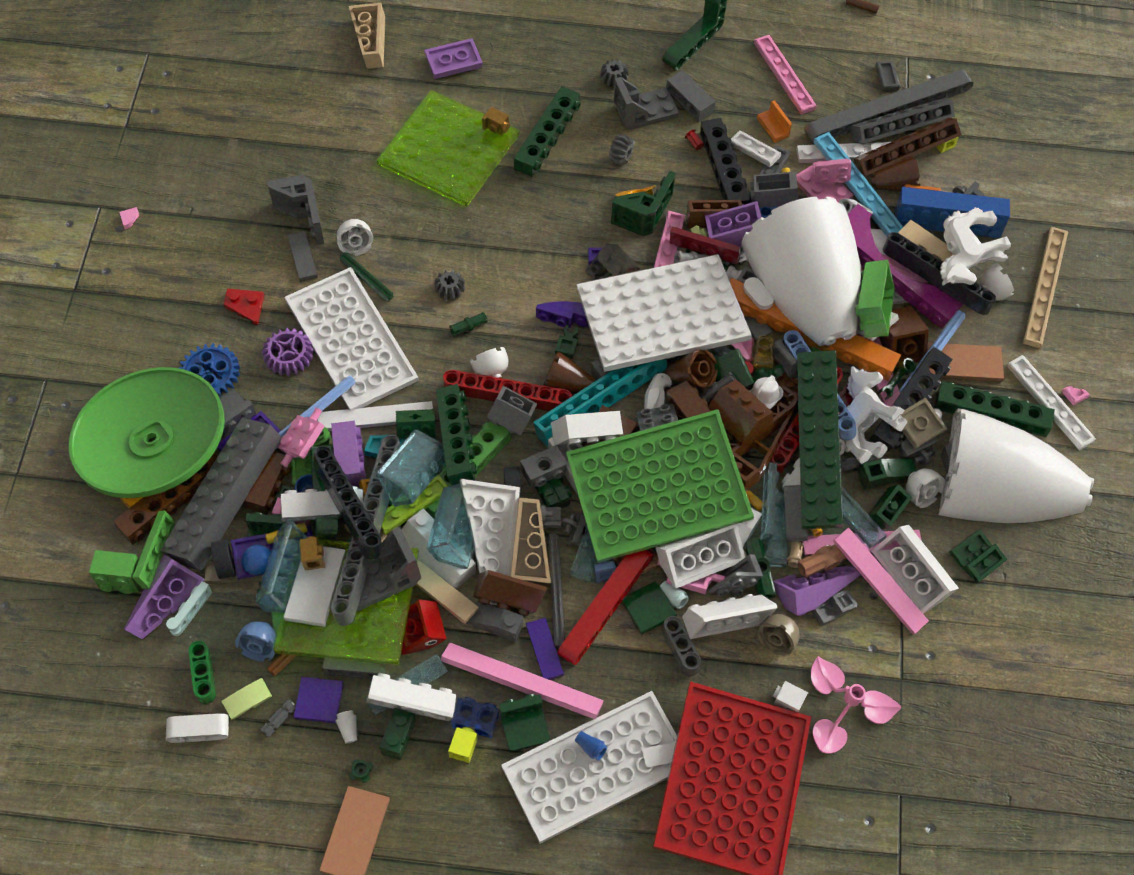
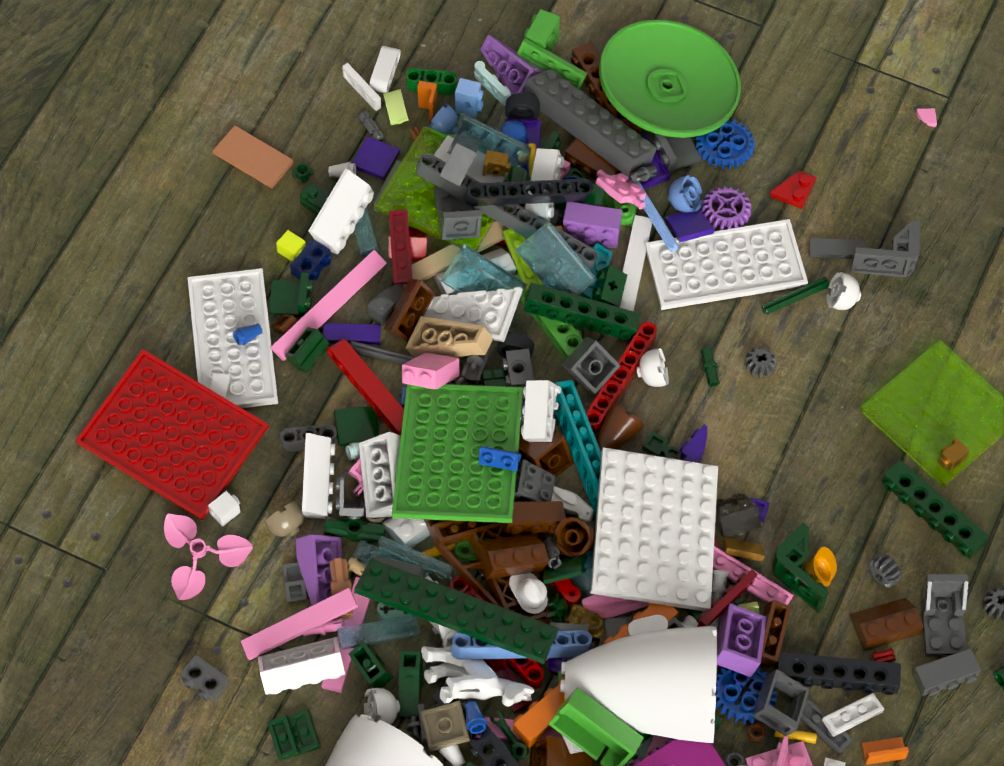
camera: 110 degrees right, 0 degrees up
(219, 620) = (468, 97): none -> light blue brick
(228, 744) = (361, 87): none -> white tile
(233, 656) = (427, 97): none -> orange panel
(277, 424) = (643, 173): none -> dark grey axle
(285, 388) = (685, 194): none -> medium blue cylinder
(317, 377) = (689, 225): none -> dark purple tile
(326, 571) = (461, 156): none -> wedge
(440, 618) = (400, 246): none -> dark red plate
(559, 718) = (284, 323): none -> reddish brown plate
(575, 543) = (430, 370): none -> bright pink brick
(585, 680) = (307, 349): none -> dark green brick
(643, 252) = (743, 549): none -> pearl gold tile
(660, 447) = (498, 458): none -> blue hinge
(665, 142) = (886, 623): none -> reddish brown slope
(907, 396) = (474, 718): none -> blue cone
(964, 648) = (207, 676): none -> dark grey brick

